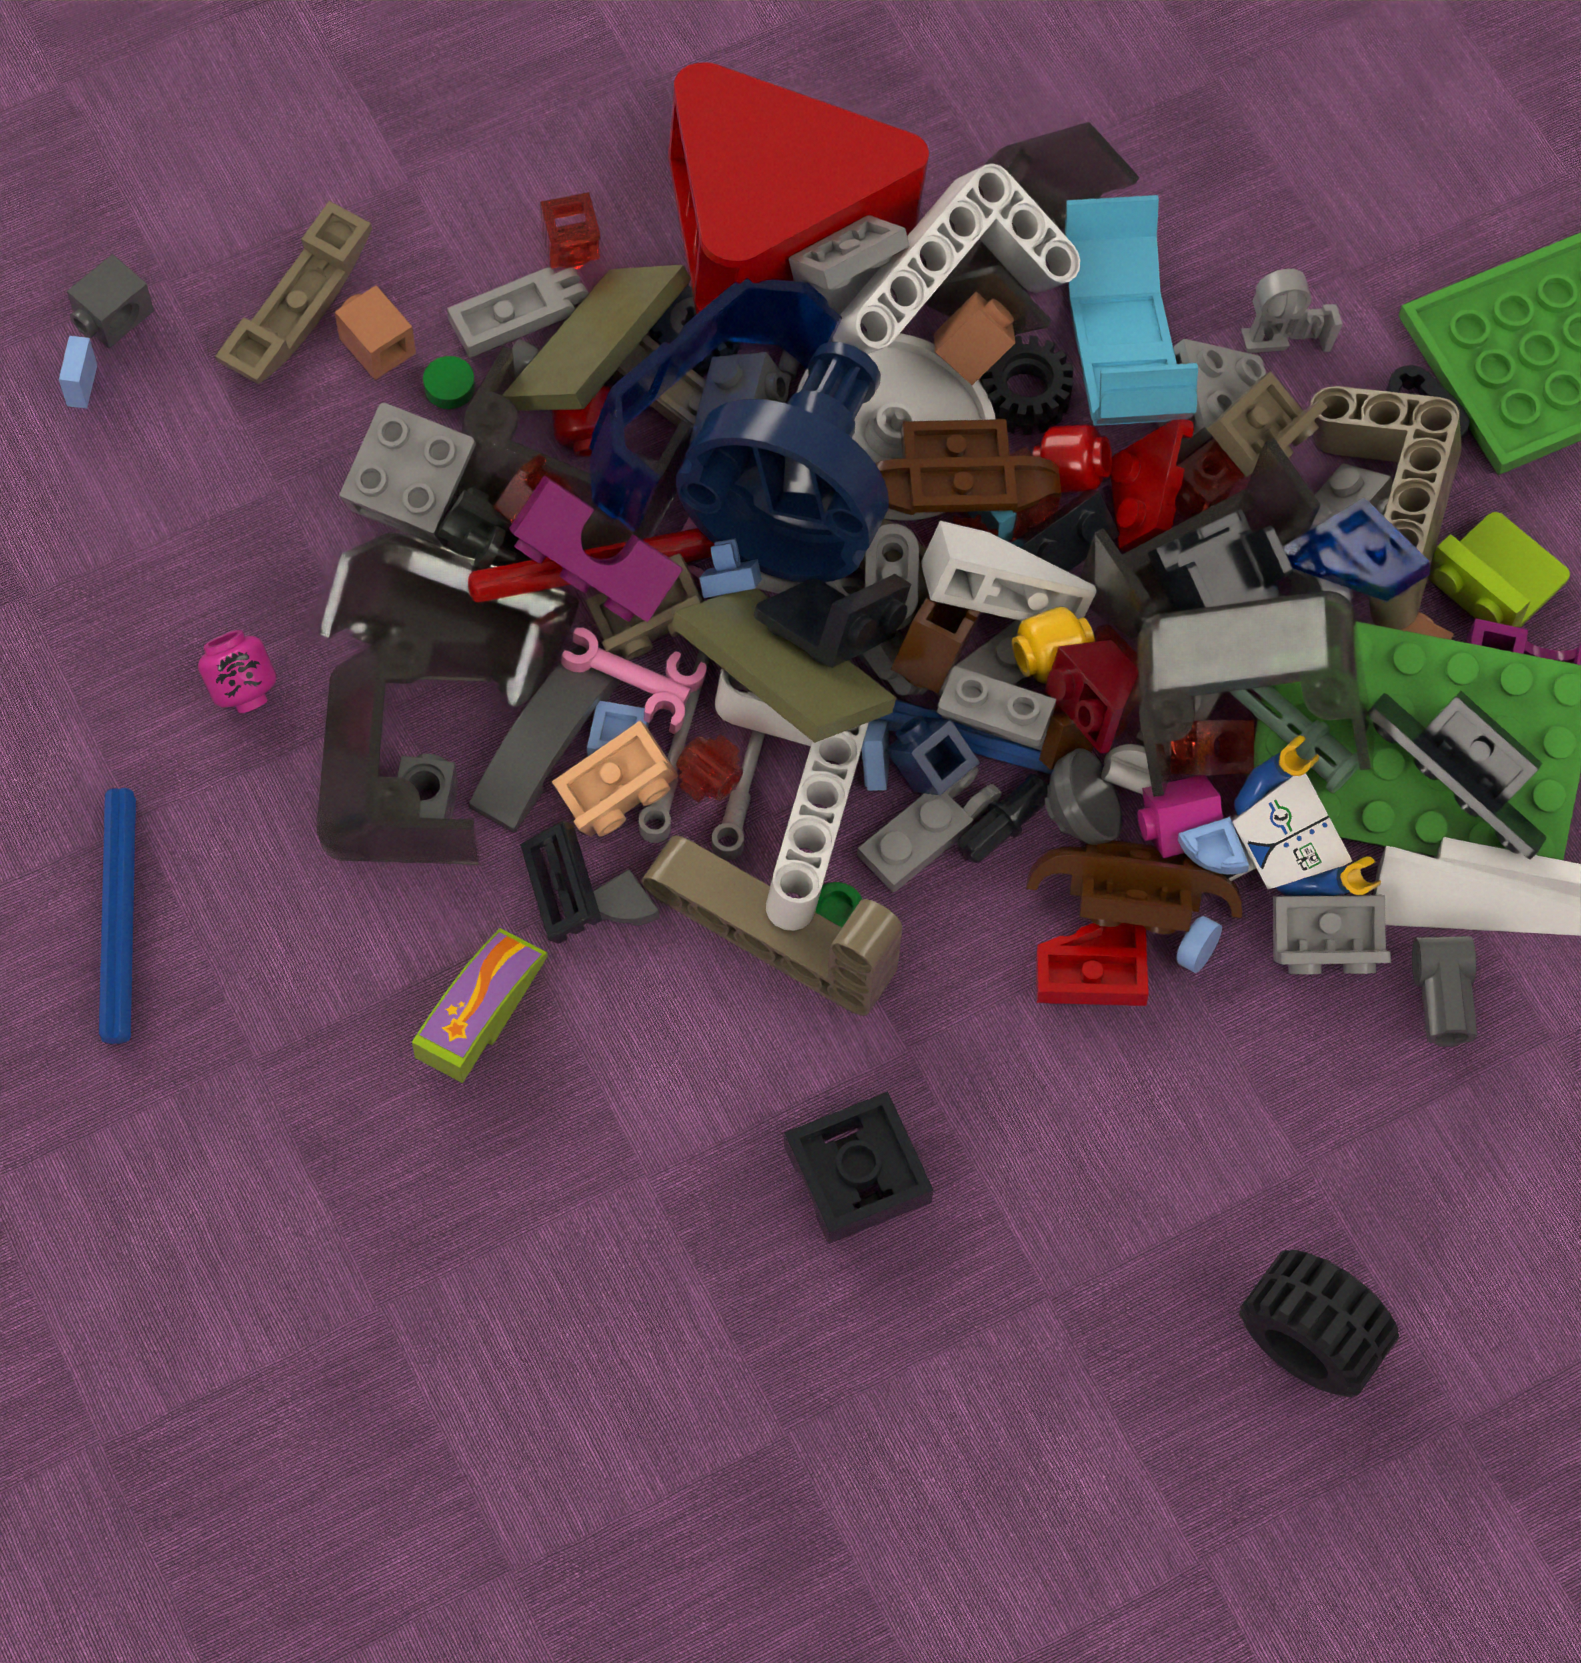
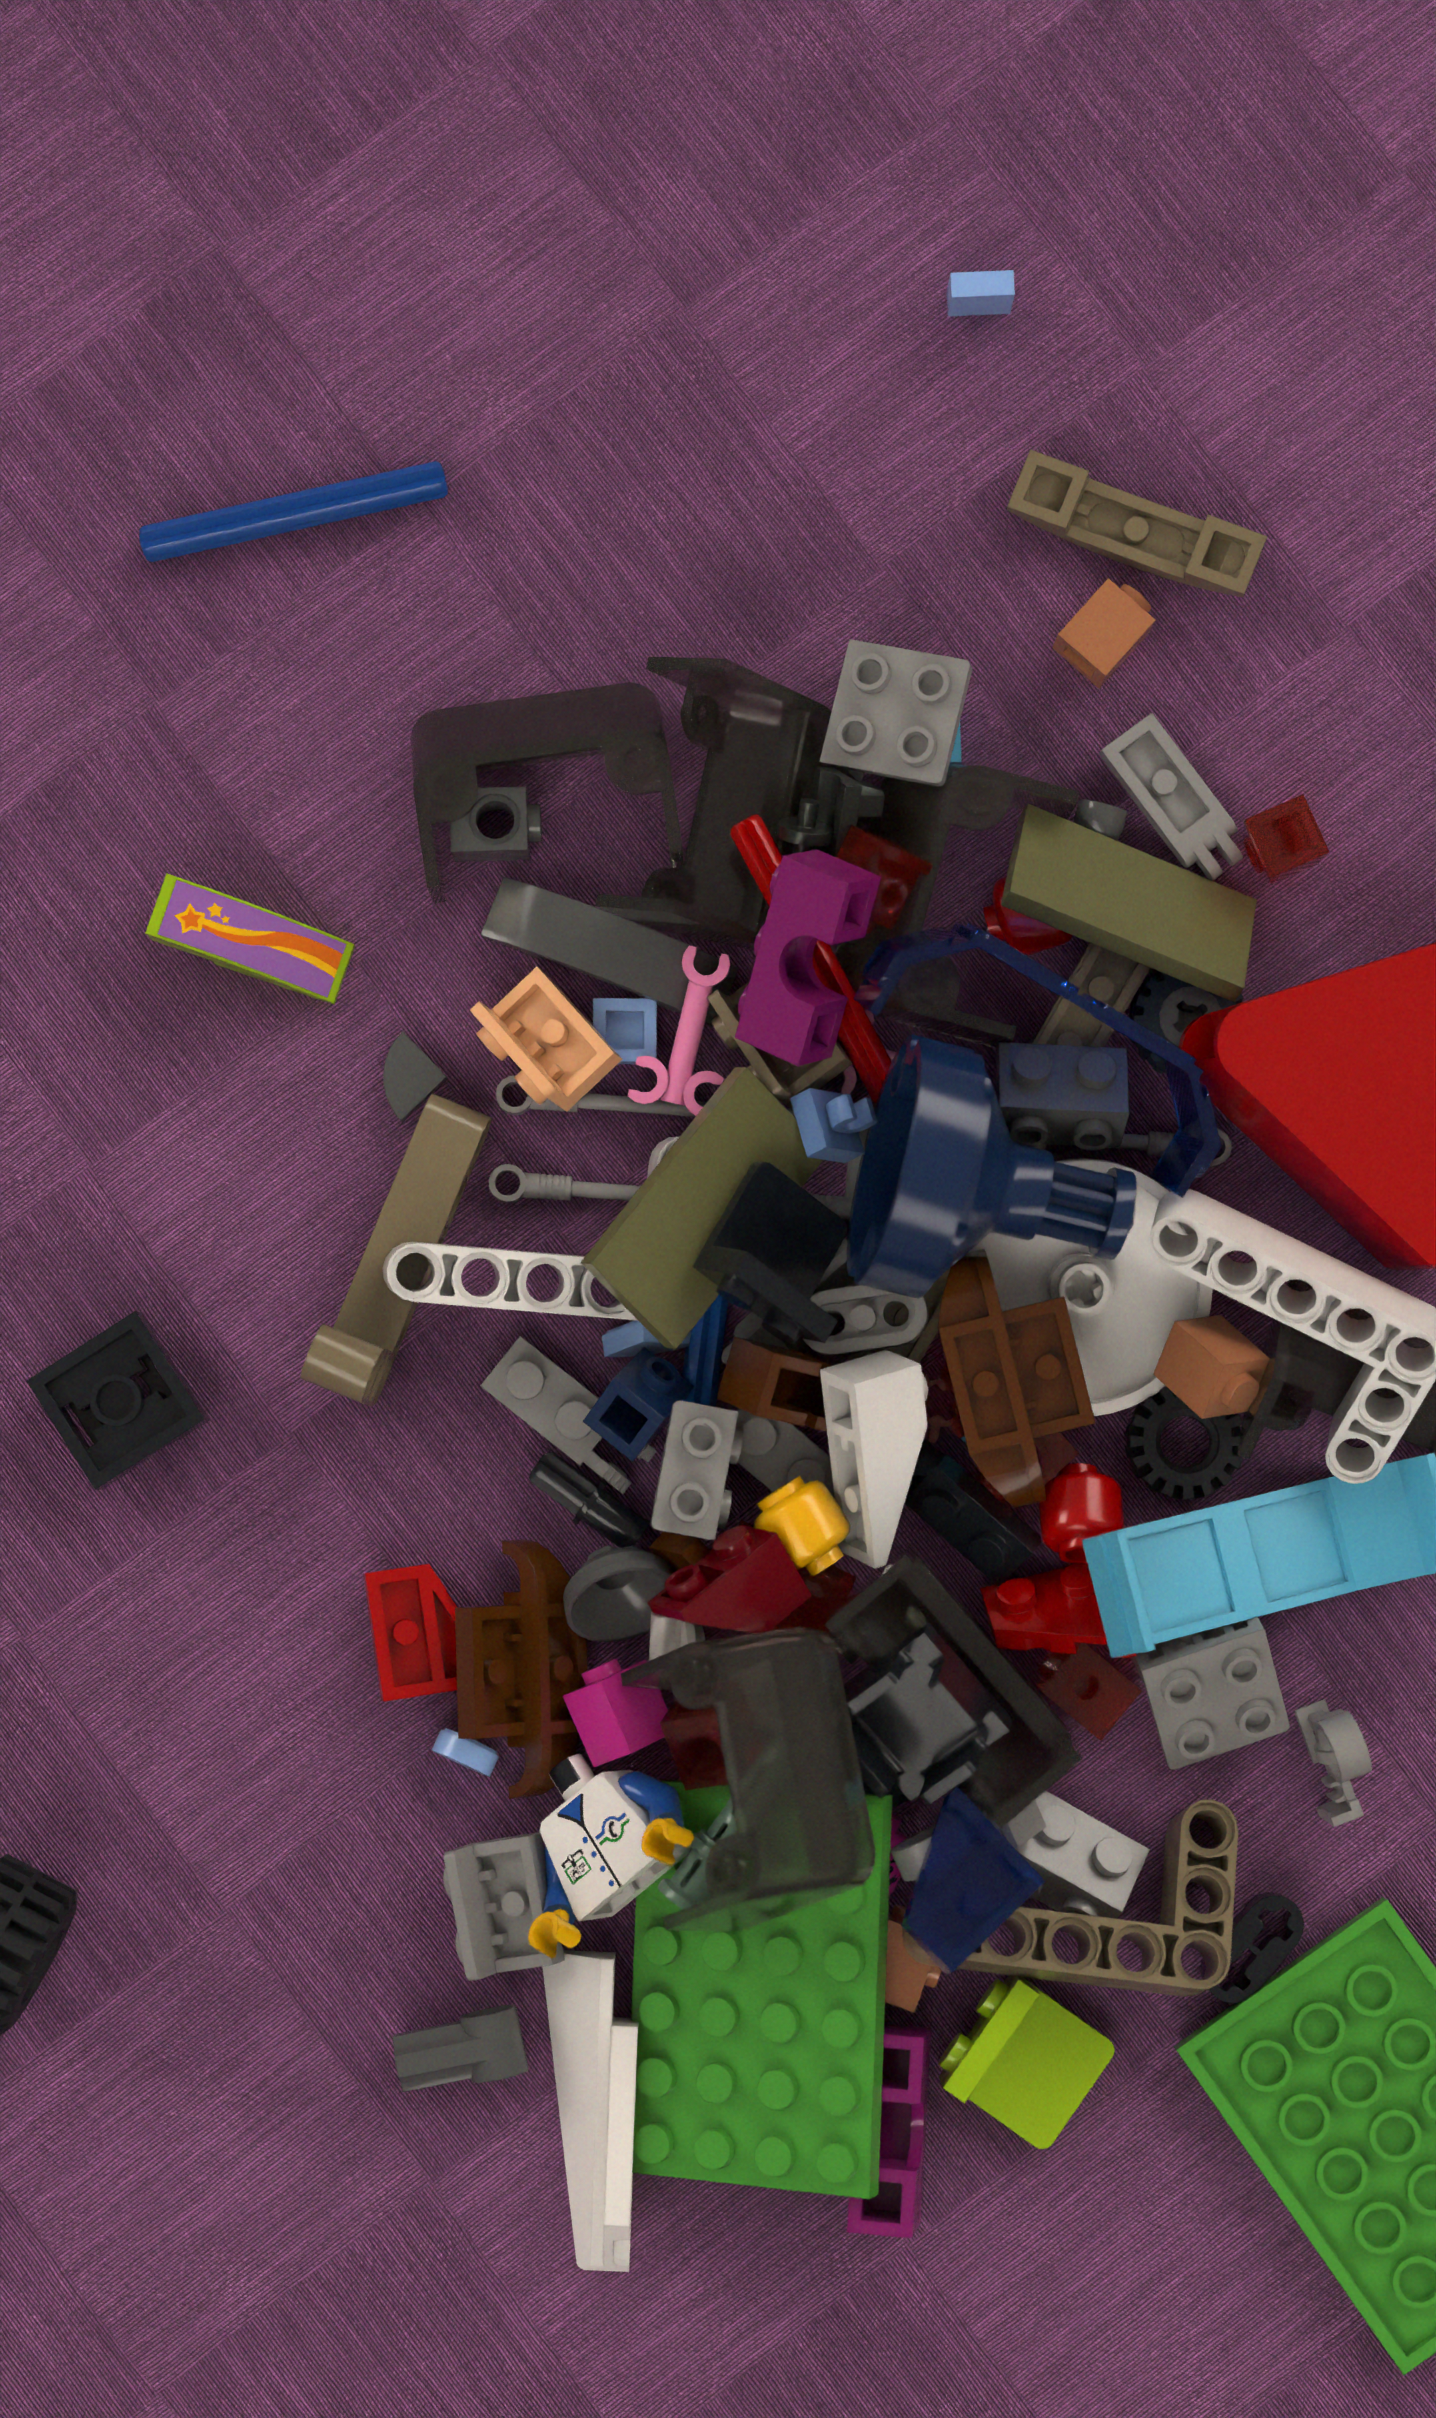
camera: 80 degrees right, 20 degrees up
(109, 301) = (1084, 305): dark grey brick -> none
(237, 671) = (609, 573): dark pink head -> none
(449, 382) = (1059, 737): green tile -> none
(568, 877) = (419, 1008): black tile -> none
(709, 768) = (573, 1145): clear red gear -> none
(837, 902) = (443, 1328): green tile -> none
(848, 259) = (1274, 1187): light grey bracket -> none
(1215, 847) = (572, 1756): light blue tile -> none
(1260, 415) = (1153, 1747): dark tan bracket -> none
(1472, 759) = (719, 2046): black bracket -> none

